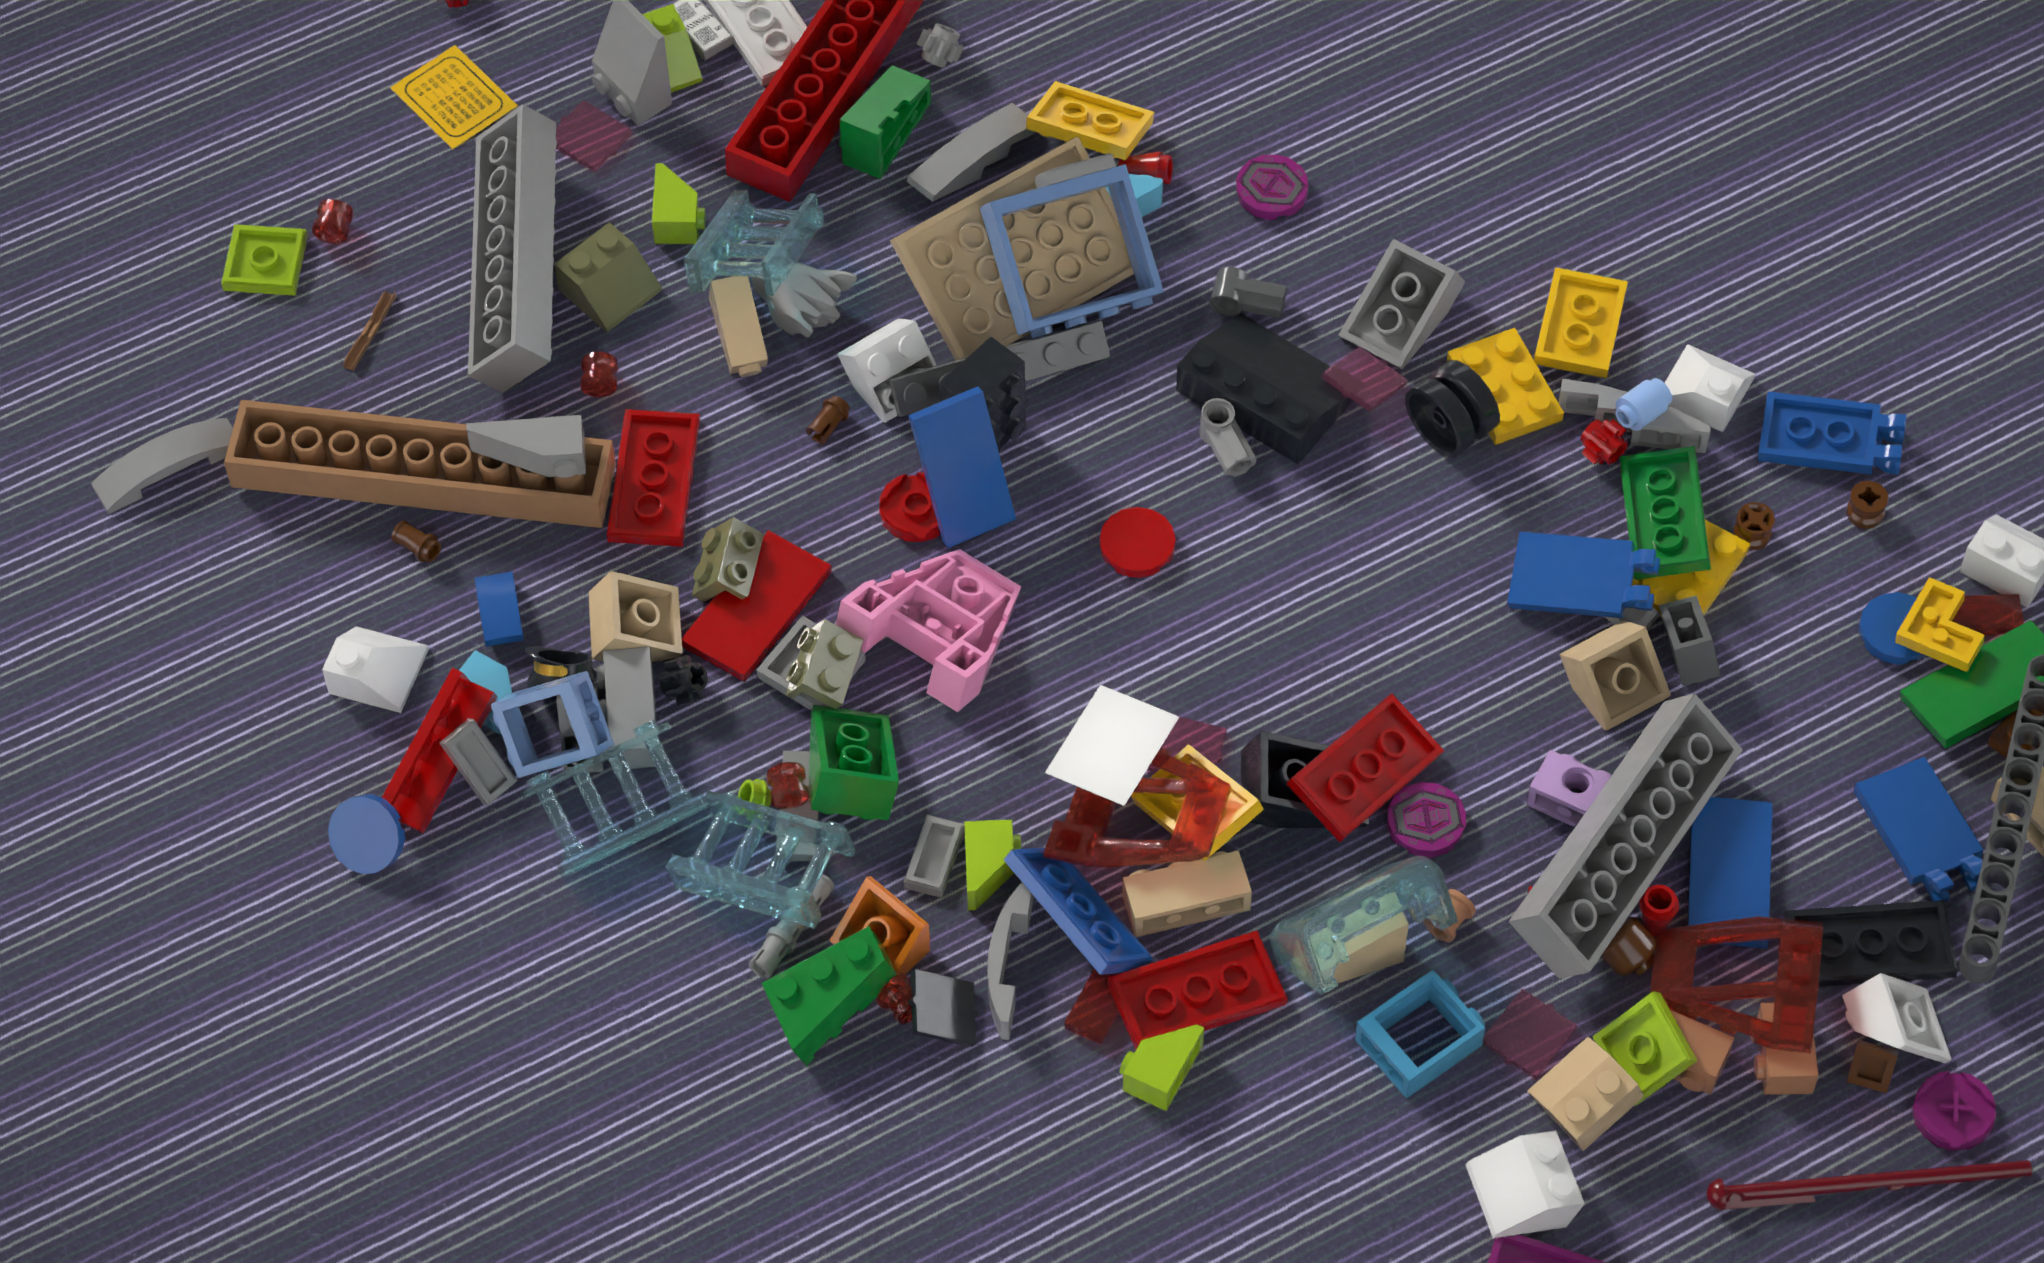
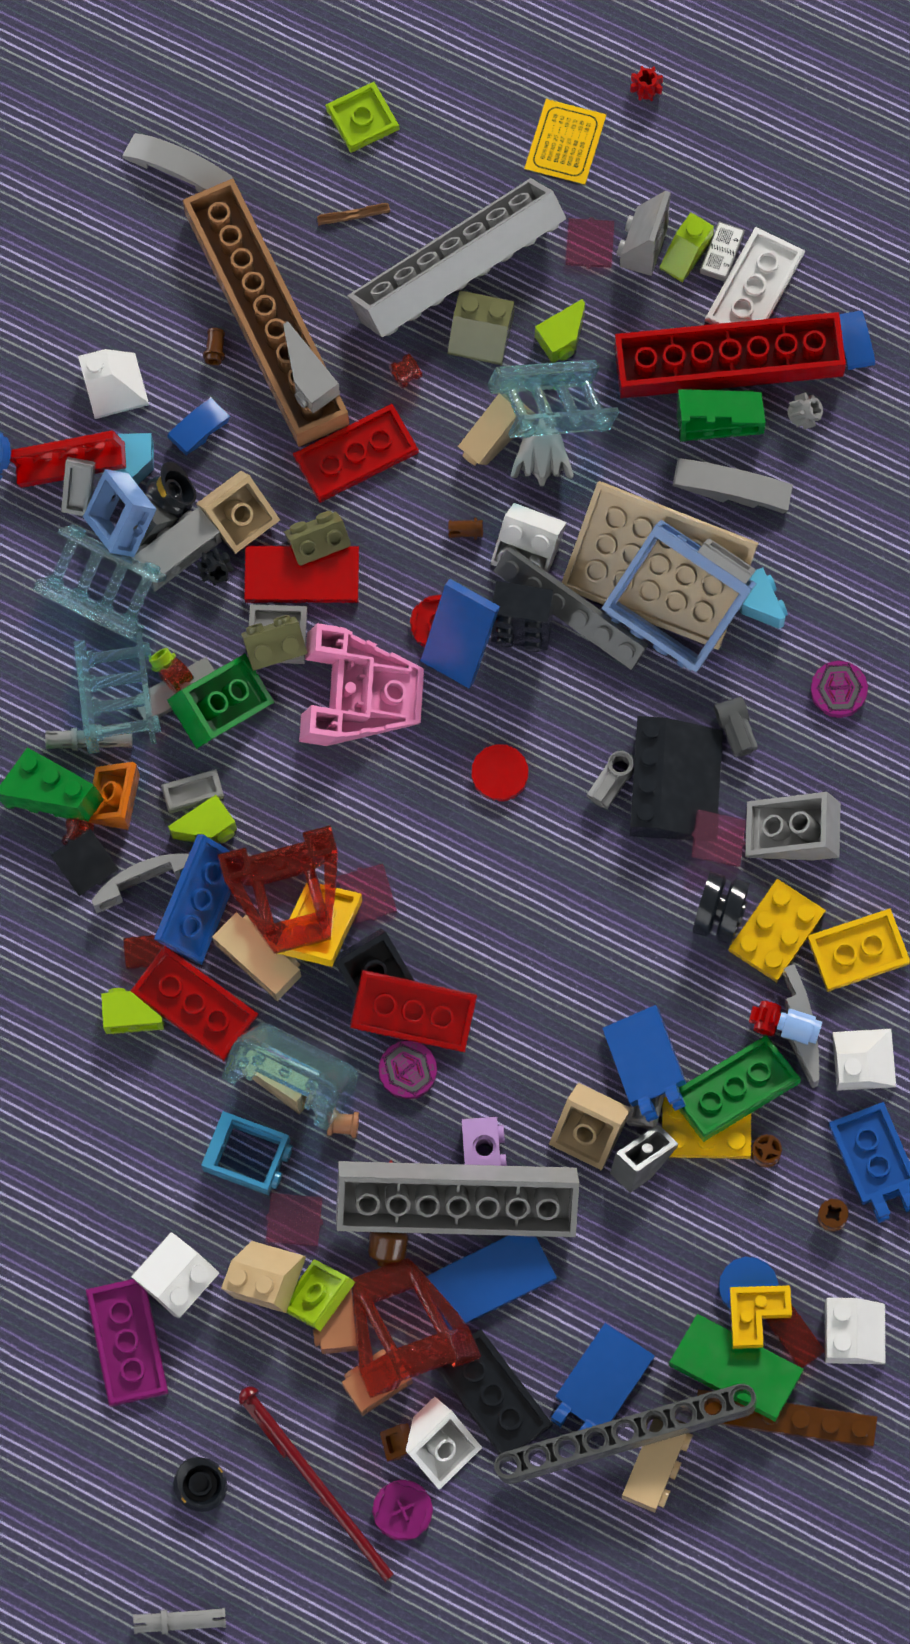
camera: 60 degrees right, 15 degrees up
(332, 221) = (413, 137): clear red wheel -> none
(1096, 119) = (807, 542): yellow plate -> none
(1112, 745) = (319, 848): white sticker -> none
(1151, 164) = (796, 602): red cone -> none
(1658, 908) = (422, 1240): red cone -> none

